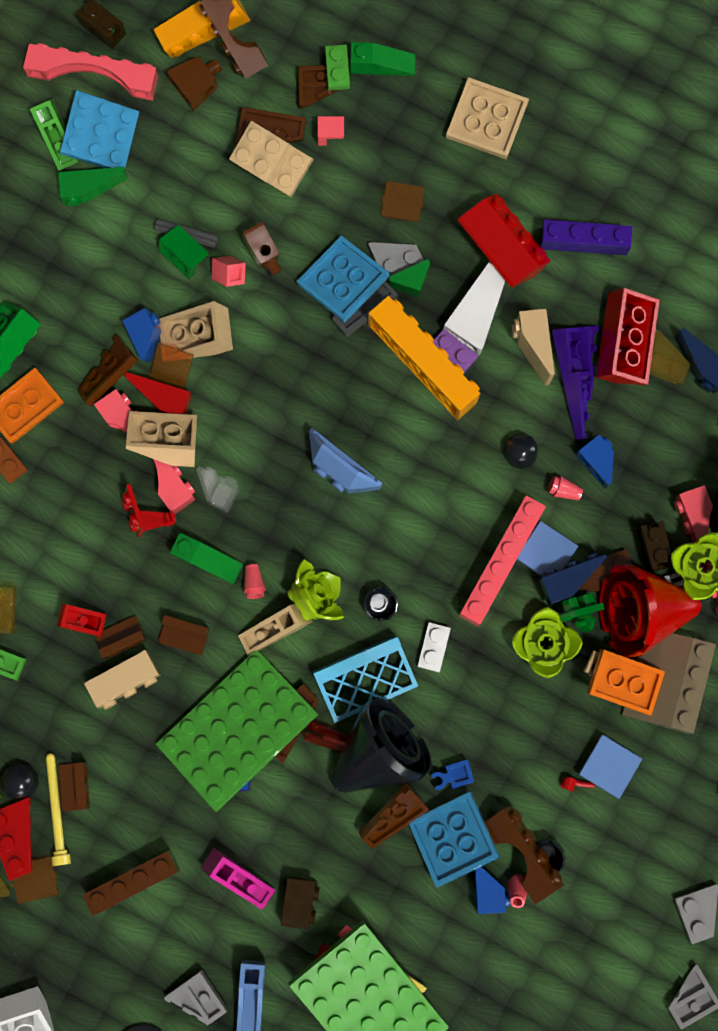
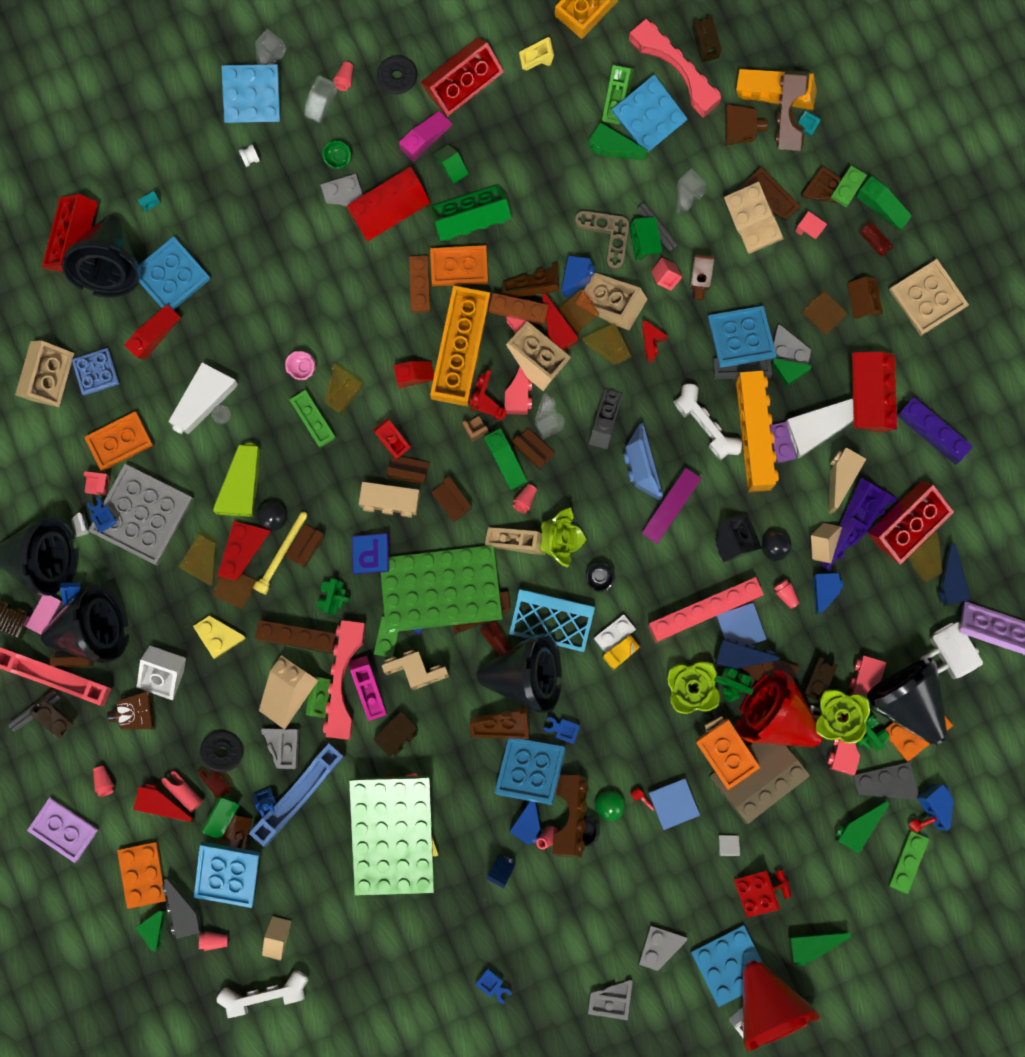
camera: 40 degrees right, 0 degrees up
(53, 940) = (217, 636): none -> light yellow wing
(56, 541) = (413, 373): none -> red slope
(82, 481) = (460, 346): none -> light orange brick
(111, 405) = (518, 308): none -> dark orange plate
(140, 815) = (334, 598): none -> green hips
(143, 266) = (610, 228): none -> dark tan beam
(143, 746) = (370, 553): none -> blue piece
(155, 550) = (475, 429): none -> medium nougat panel
(161, 943) = (285, 691): none -> tan slope
(189, 177) = (688, 189): none -> clear slope
(197, 924) = (318, 698): none -> bright green plate
(222, 820) = (385, 642): none -> bright green plate
(223, 377) = (608, 344): none -> clear yellow wing
(225, 528) = (533, 449): none -> reddish brown panel
(234, 931) = (350, 640): none -> coral arch
(256, 33) = (809, 122): none -> teal tile
(257, 339) = (650, 336): none -> red slope
(270, 827) = (415, 670): none -> tan bracket
(273, 449) = (605, 418): none -> dark grey slope
(396, 486) = (671, 505): none -> magenta slope
(399, 99) = (876, 239): none -> clear red hinge
(400, 394) = (688, 405): none -> white plate
(429, 160) = (865, 297): none -> reddish brown panel
(453, 660) = (621, 652): none -> yellow leg
(480, 471) = (737, 538): none -> black slope
(499, 959) = (501, 871): none -> dark blue slope
(551, 813) = (610, 805): none -> green hair
(563, 414) = (824, 542): none -> tan slope
(689, 766) = (729, 845): none -> white slope

